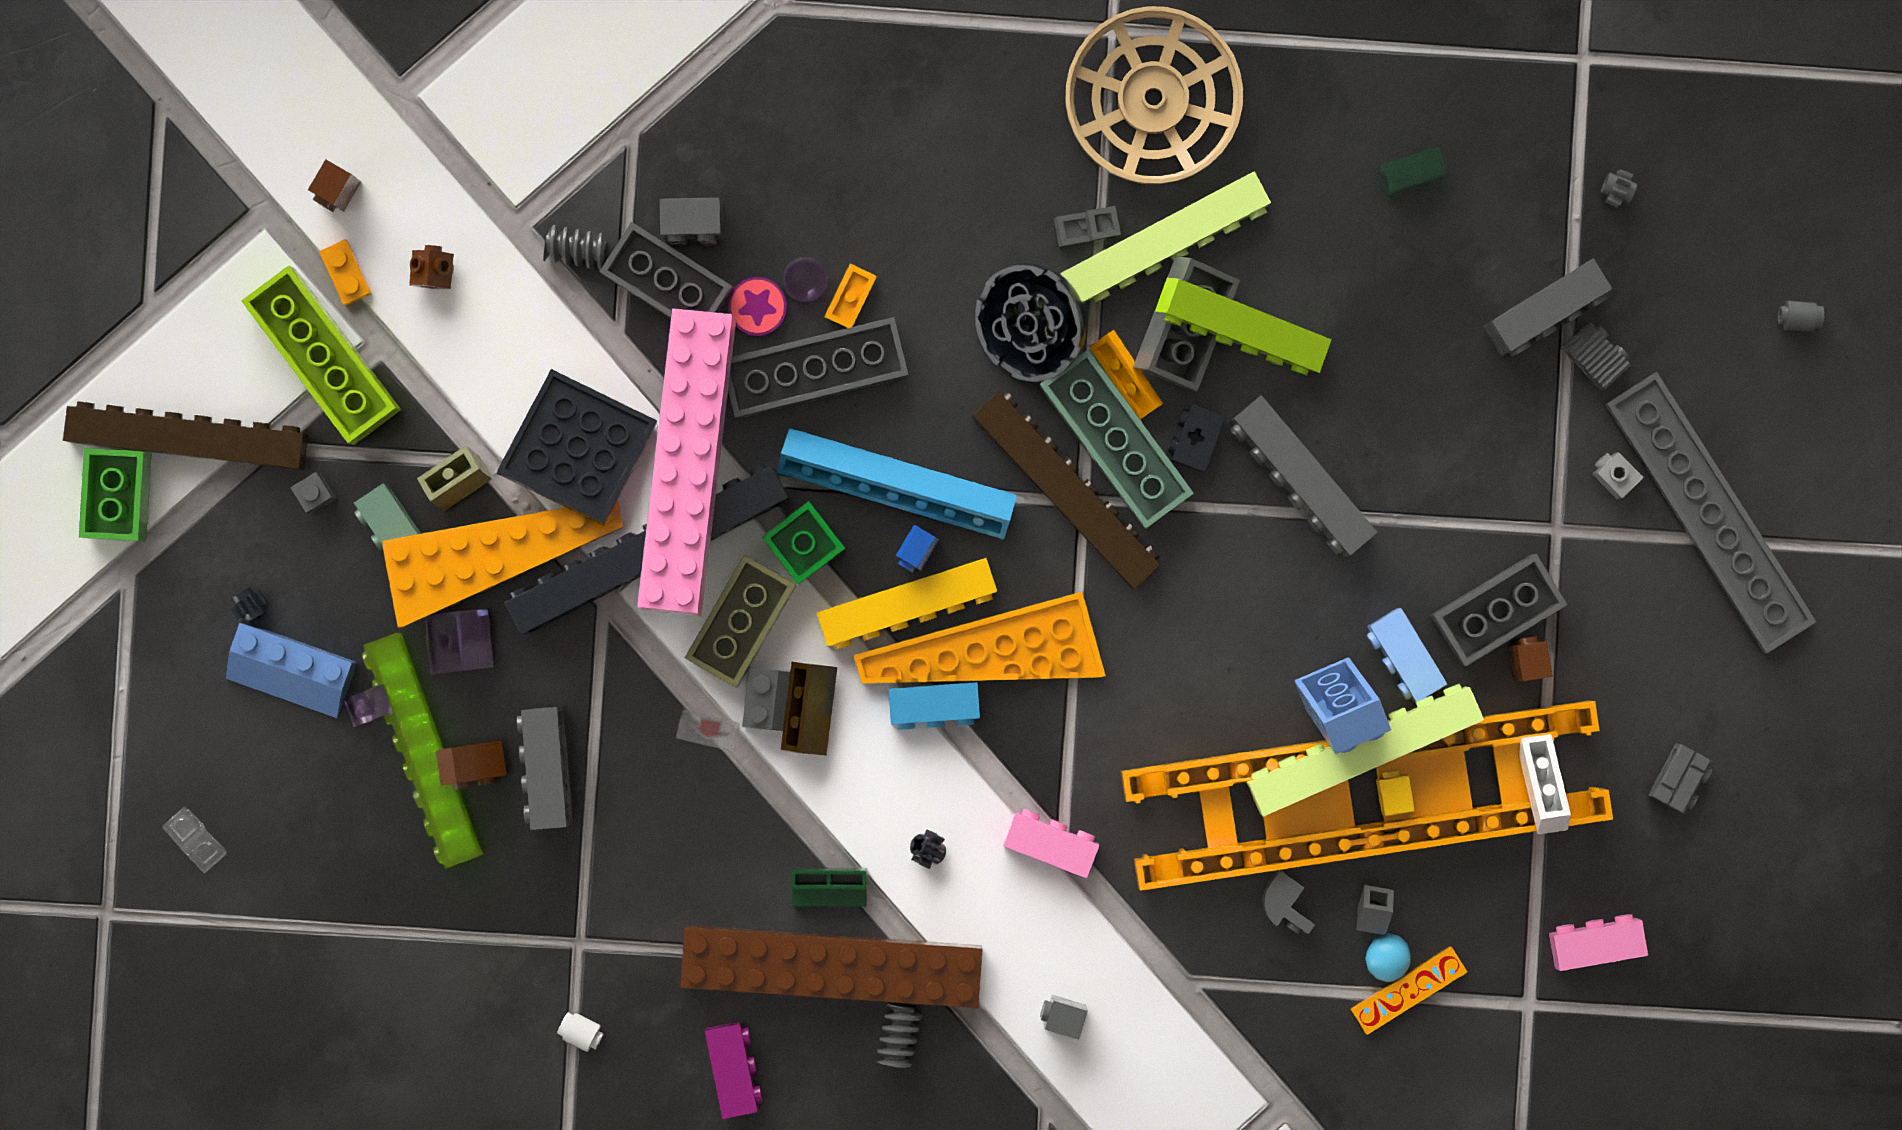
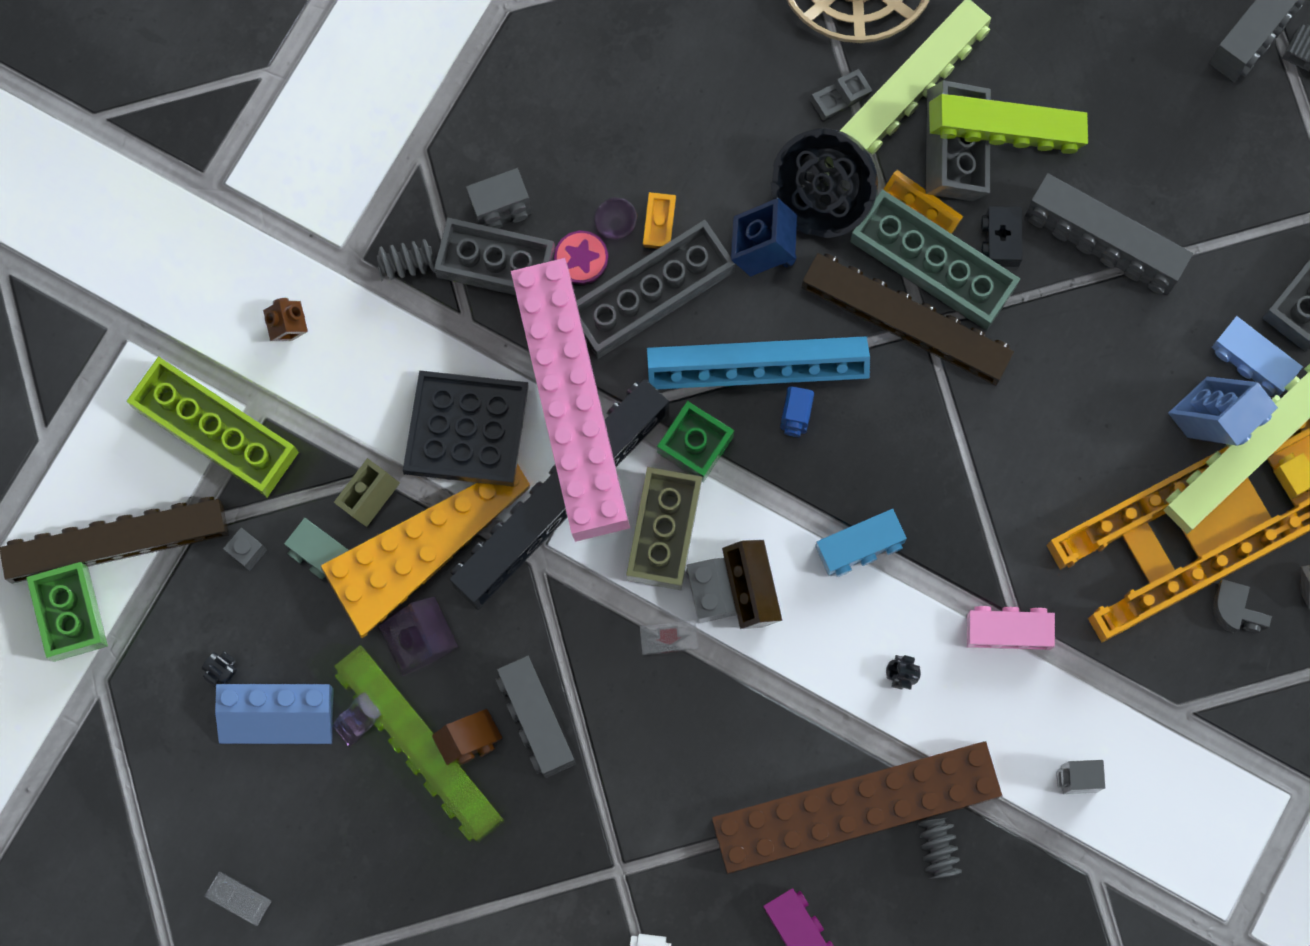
camera: 20 degrees left, 10 degrees down
(333, 187) = (176, 278): reddish brown brick -> none
(345, 272) = (210, 352): light orange plate -> none
(829, 887) = (827, 737): dark green piece -> none
(906, 602) = (804, 463): yellow brick -> none
(948, 357) = (764, 237): none -> dark blue brick
(1026, 643) = (917, 465): light orange wing -> none

